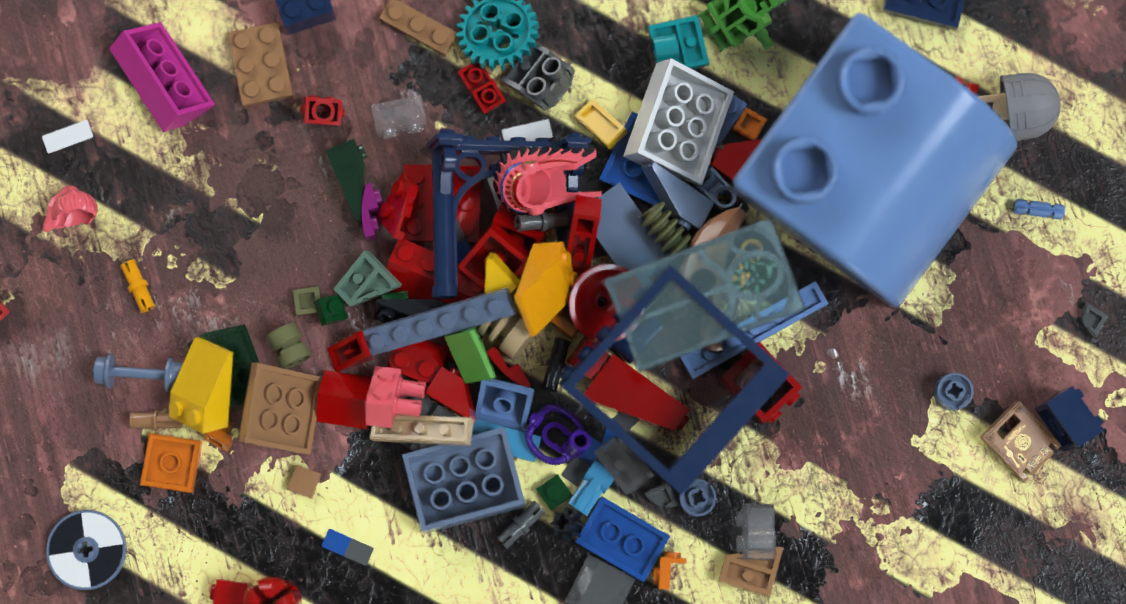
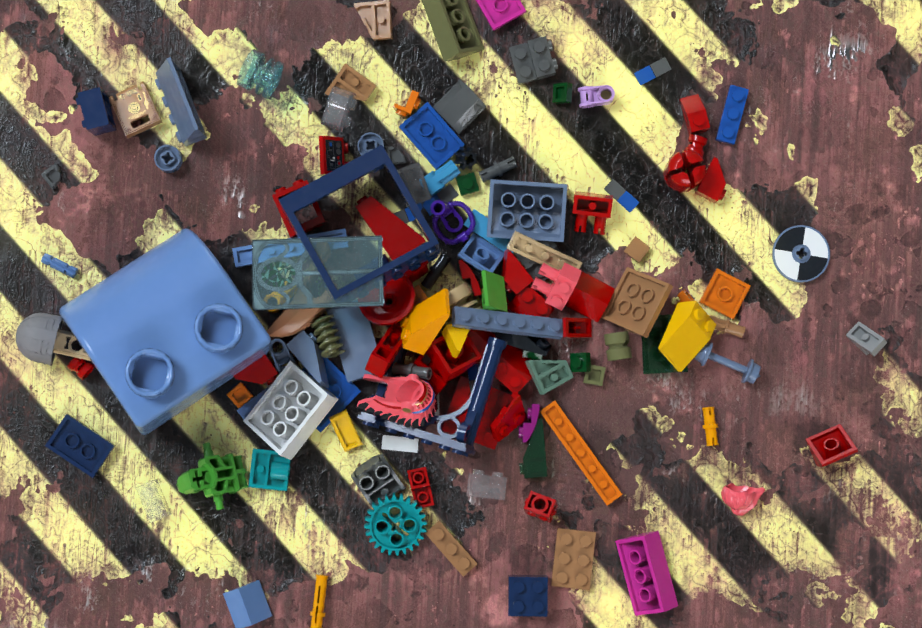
camera: 155 degrees left, 5 degrees up
(67, 136) = (727, 553): white sticker -> none
(293, 197) = (580, 452): none -> orange plate
(379, 517) = (593, 205): none -> red brick
(741, 465) = (332, 153): none -> slope
(870, 541) = (257, 73): none -> clear light blue wheel
(964, 467) = (180, 103): none -> sand blue slope

